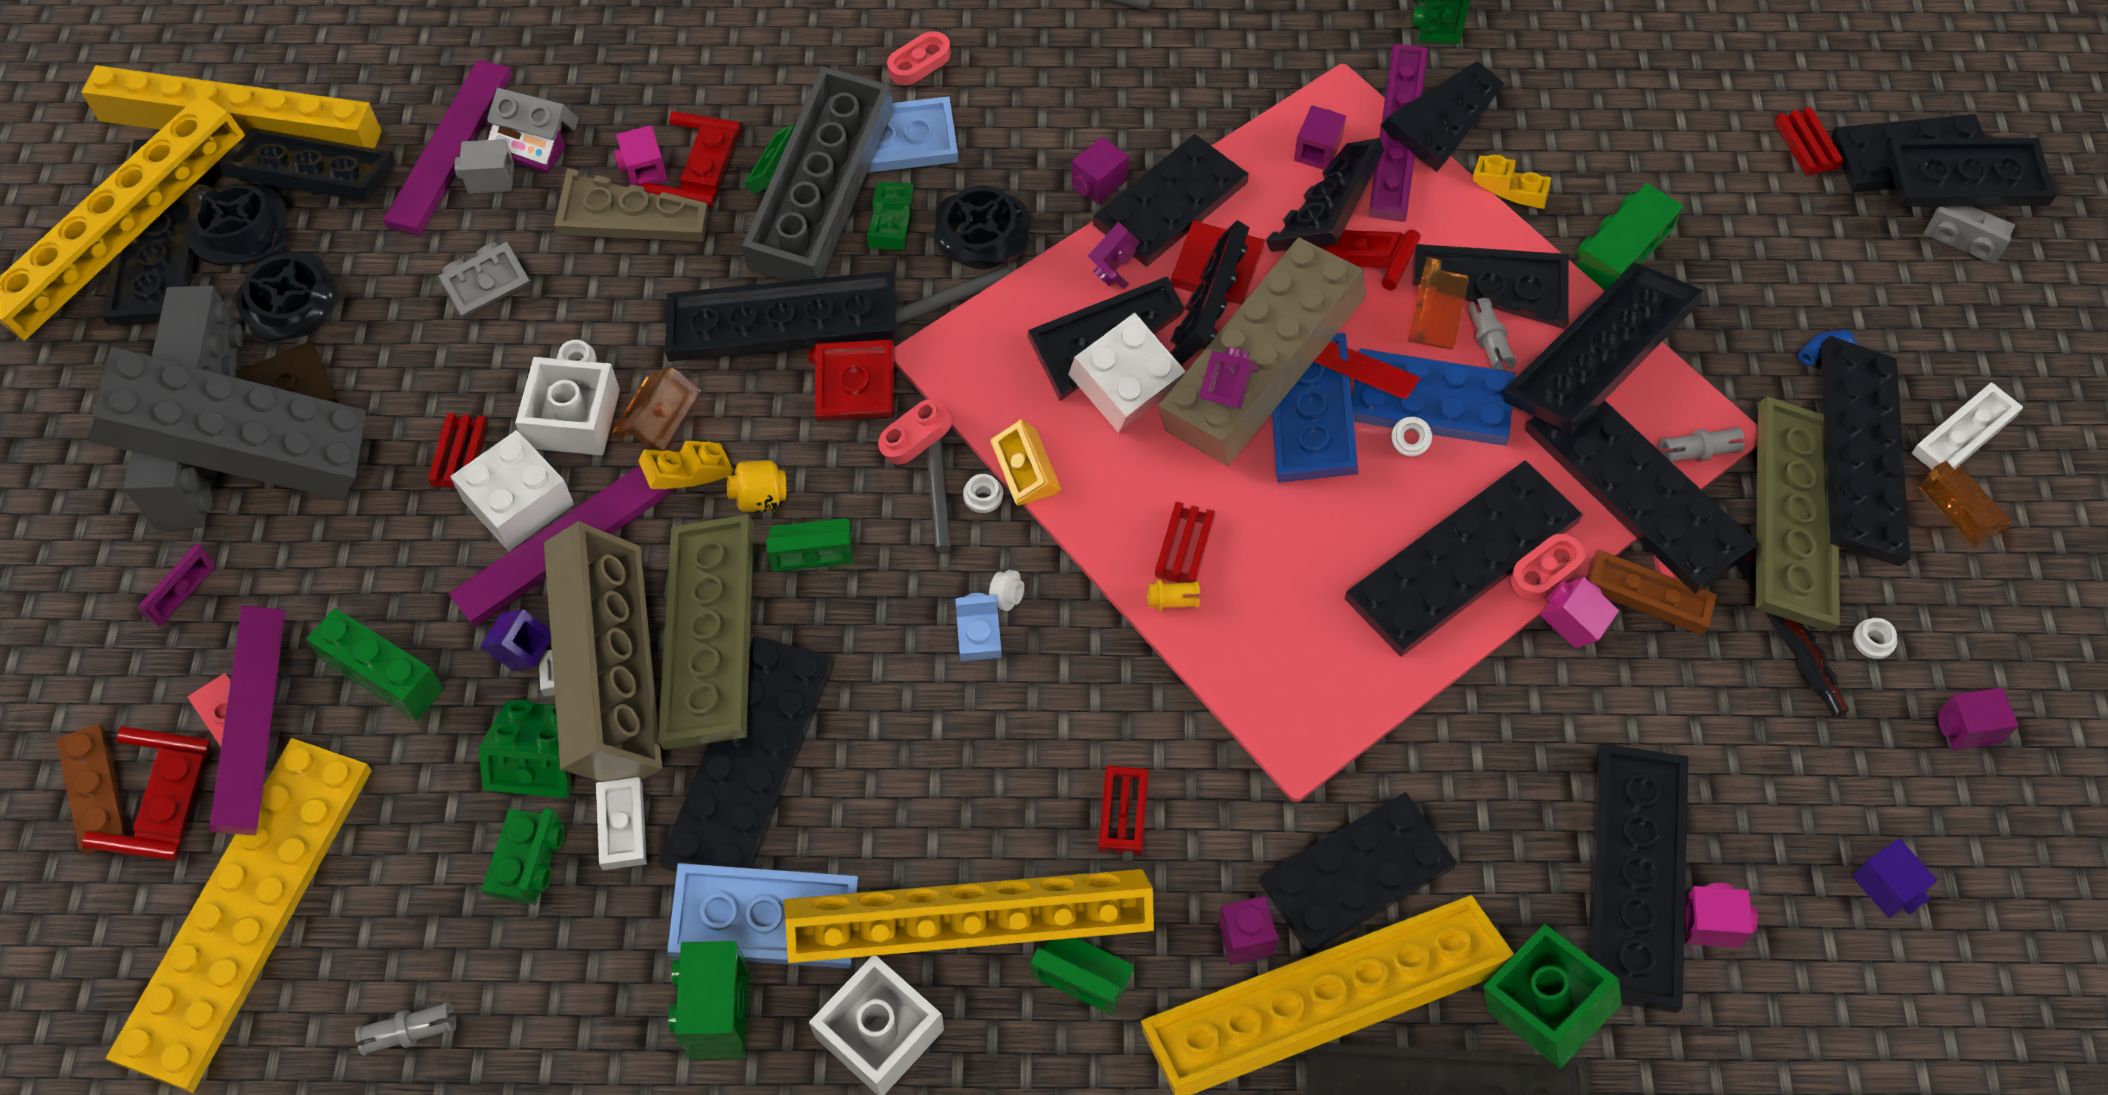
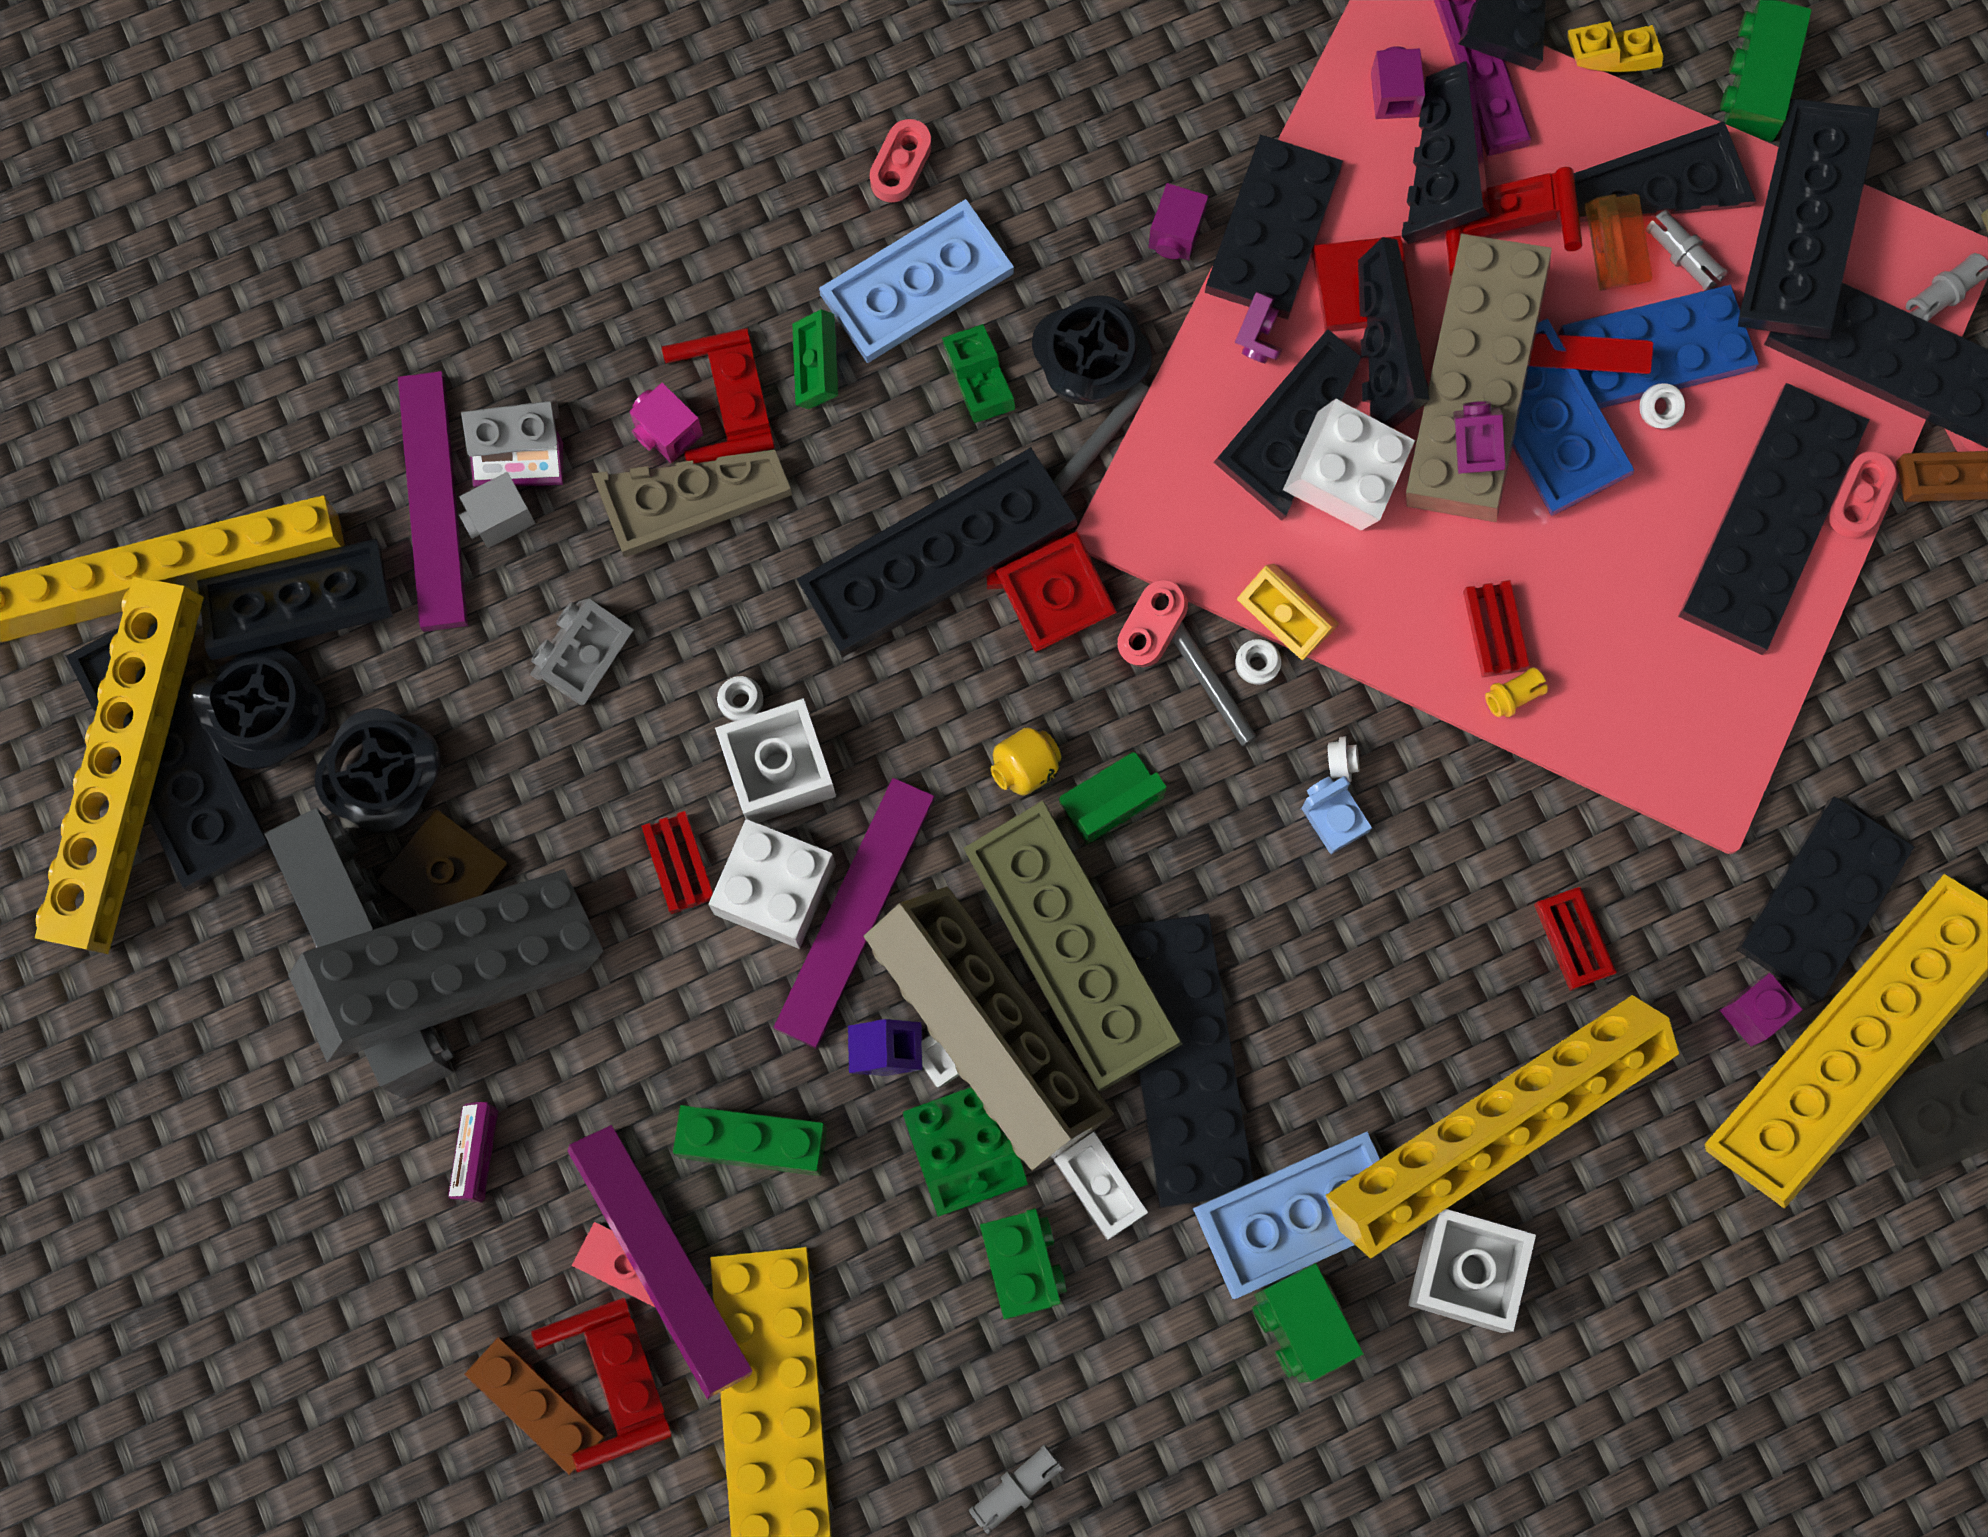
camera: 25 degrees left, 15 degrees up
(658, 408) = (862, 719): clear orange panel -> none
(692, 466) = (936, 772): yellow slope -> none
(818, 177) = (889, 367): dark grey brick -> none
(1082, 972) = (1628, 1121): green panel -> none
(1579, 611) = (1913, 530): dark pink brick -> none

